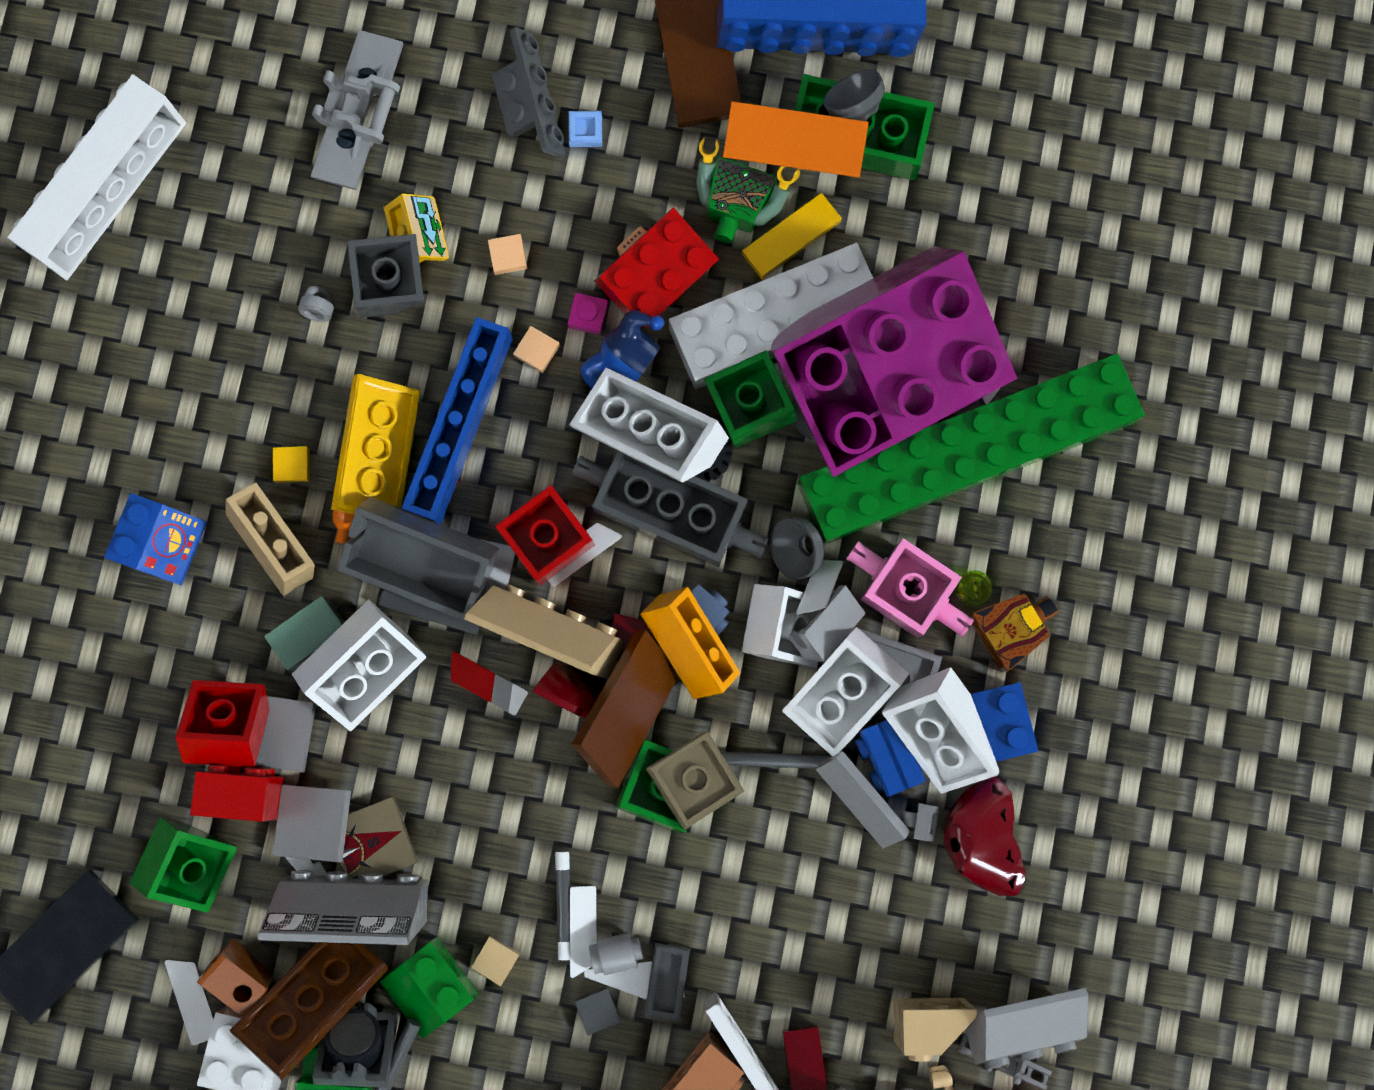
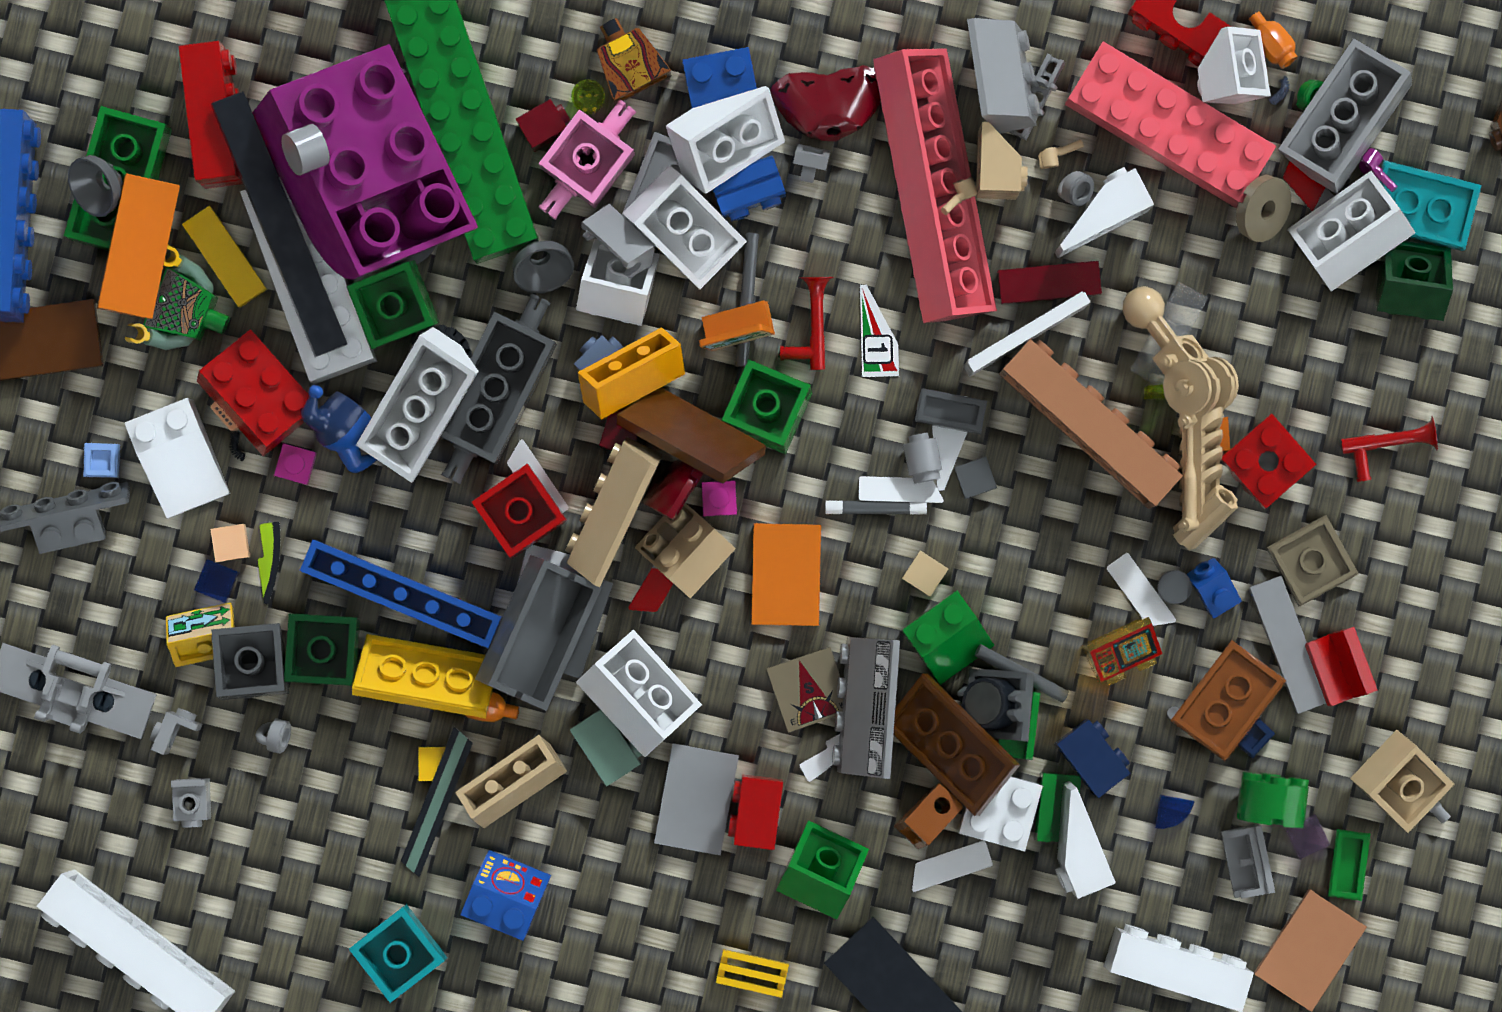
camera: 85 degrees left, 5 degrees up
(66, 791) = (778, 992): none -> yellow tile
(95, 434) = (398, 953): none -> teal brick
(223, 723) = (689, 822): red brick -> none
(252, 466) = (436, 802): none -> sticker
(260, 232) = (198, 790): none -> light grey brick
(311, 823) = (787, 745): light grey tile -> none
(319, 201) = (166, 732): none -> light grey bracket
(400, 344) = (322, 649): none -> dark green brick
(469, 243) = (216, 581): none -> clear blue tile
(490, 294) = (269, 563): none -> sticker
(491, 813) = (786, 574): none -> orange tile
(509, 709) = (685, 549): none -> tan slope
(536, 349) = (329, 516): light nougat tile -> none
(561, 737) = (719, 498): none -> dark pink plate
(590, 198) = (177, 457): none -> white slope
(611, 253) = (234, 442): none -> black leg
(695, 780) = (761, 373): dark tan tile -> none
(724, 835) = (816, 351): none -> red piece
(736, 899) = (878, 343): none -> sticker
(746, 751) = (737, 326): none -> orange panel
(820, 587) = (582, 246): white sticker -> none
(825, 277) = (279, 224): none -> black tile
(863, 800) = (788, 216): light grey tile -> none
(900, 988) = (965, 190): none -> tan hand
(904, 286) = (305, 149): none -> light grey piece
(905, 954) = (927, 160): none -> coral slope
(932, 213) = (206, 79): none -> red piece
(943, 542) = (543, 124): none -> dark red brick

